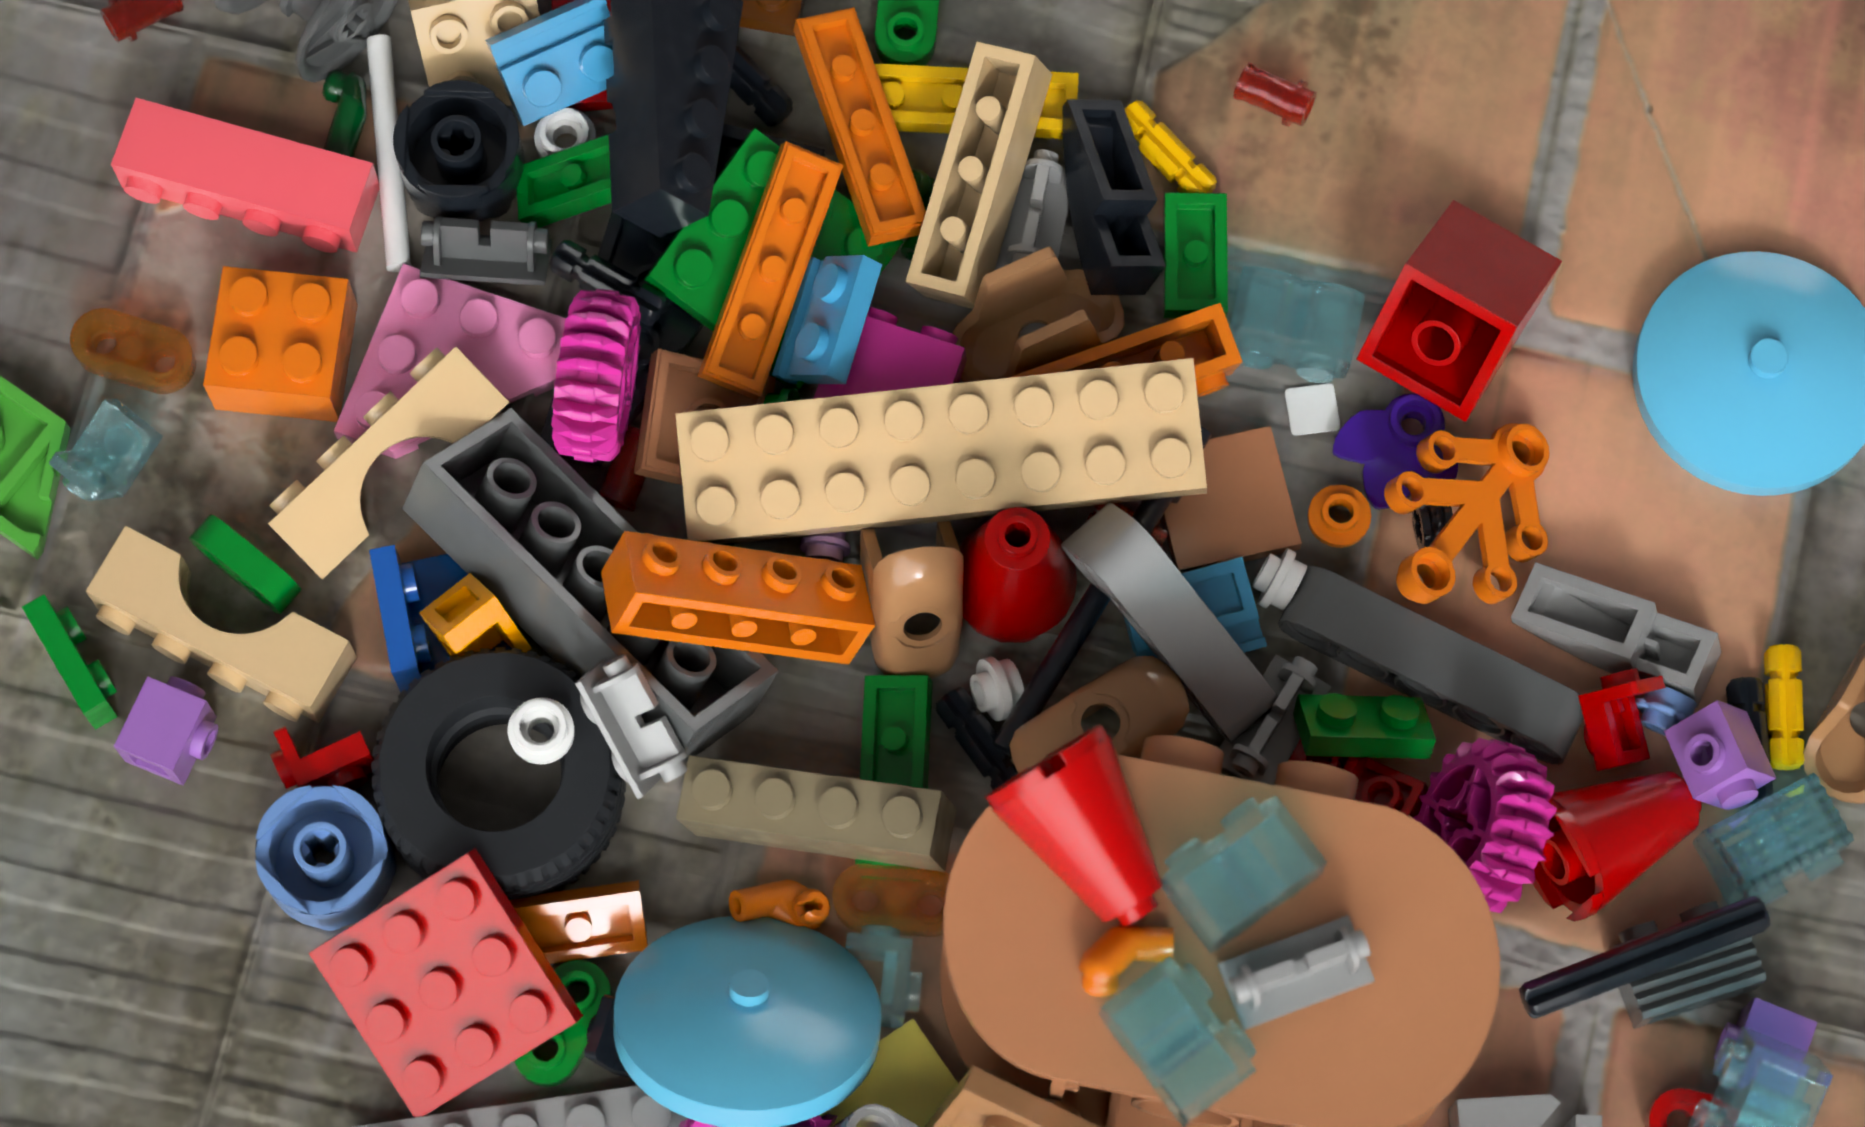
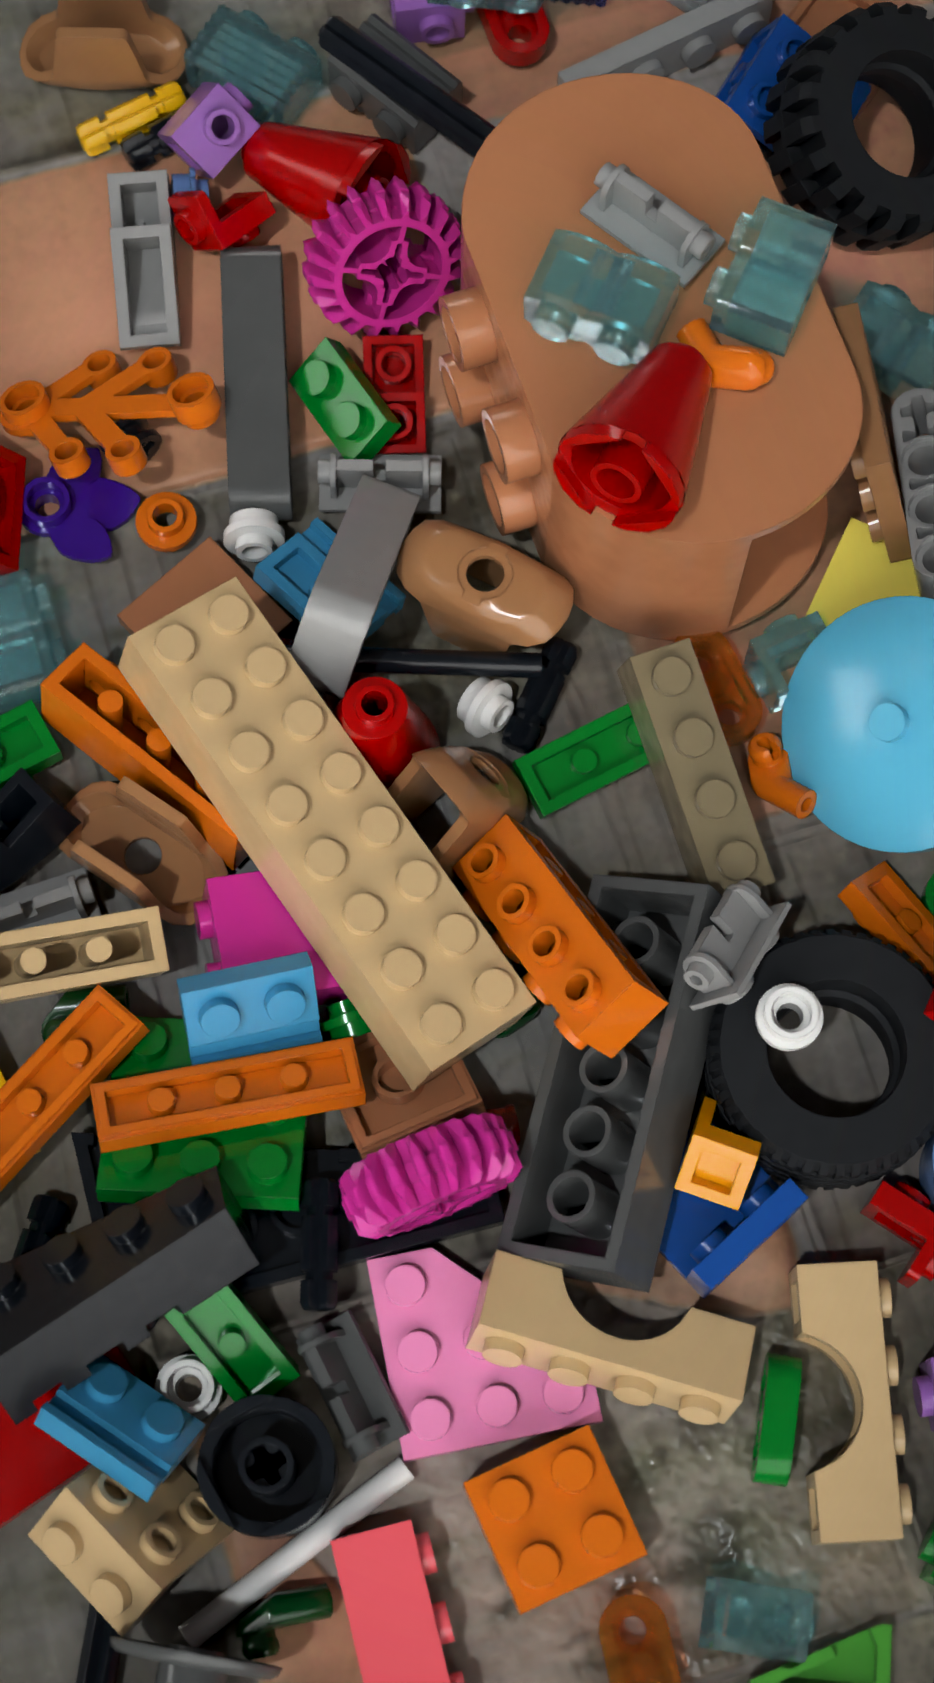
camera: 120 degrees left, 0 degrees up
(1312, 409) = (78, 599): white sticker -> none

